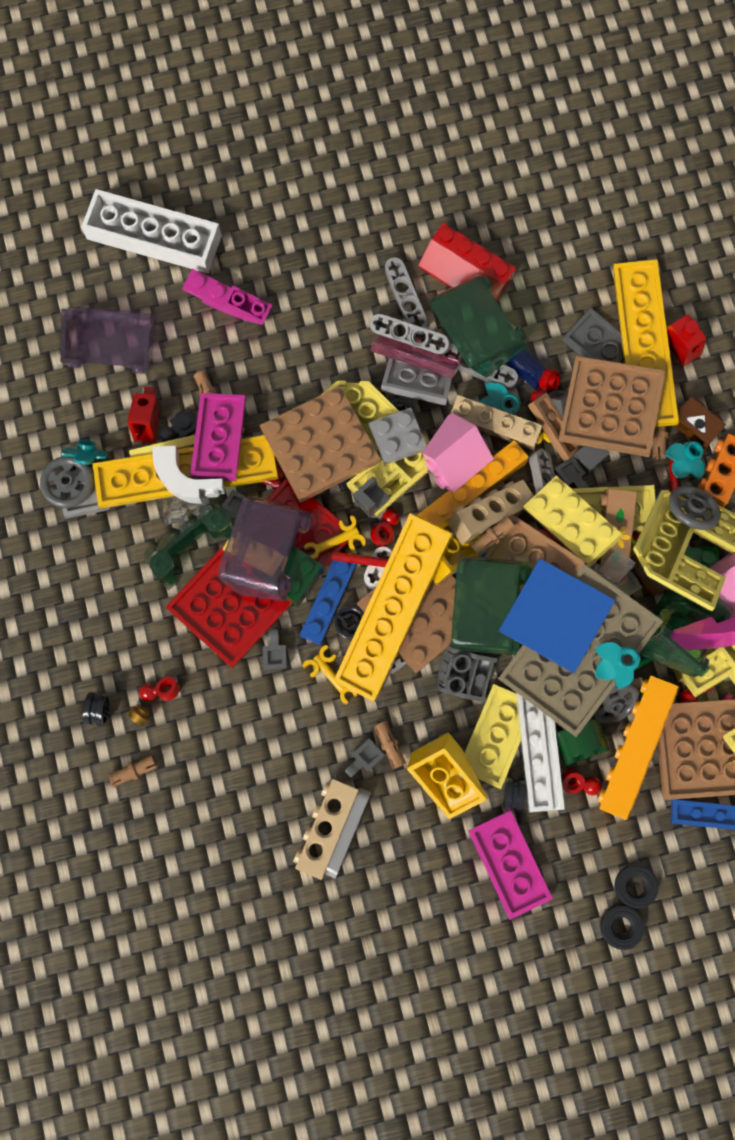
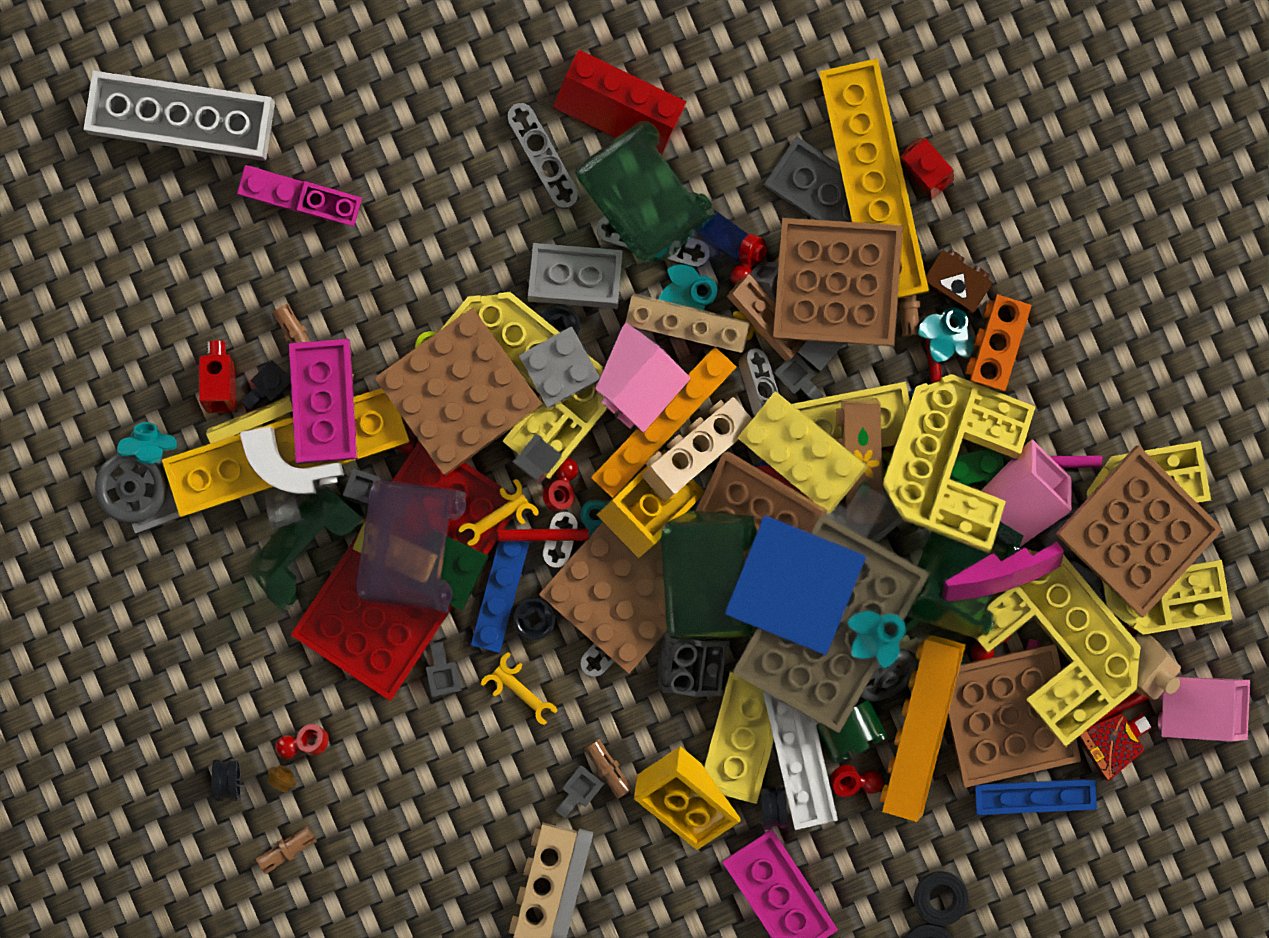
camera: 10 degrees left, 10 degrees up
(107, 337) = (147, 274): clear purple windscreen -> none
(393, 606) = (587, 597): yellow plate -> none
(409, 337) = (556, 208): light grey beam -> none
(415, 356) = (567, 243): clear pink tile -> none
(493, 536) = (702, 486): medium nougat pin -> none
(695, 507) = (954, 426): dark grey plate -> none

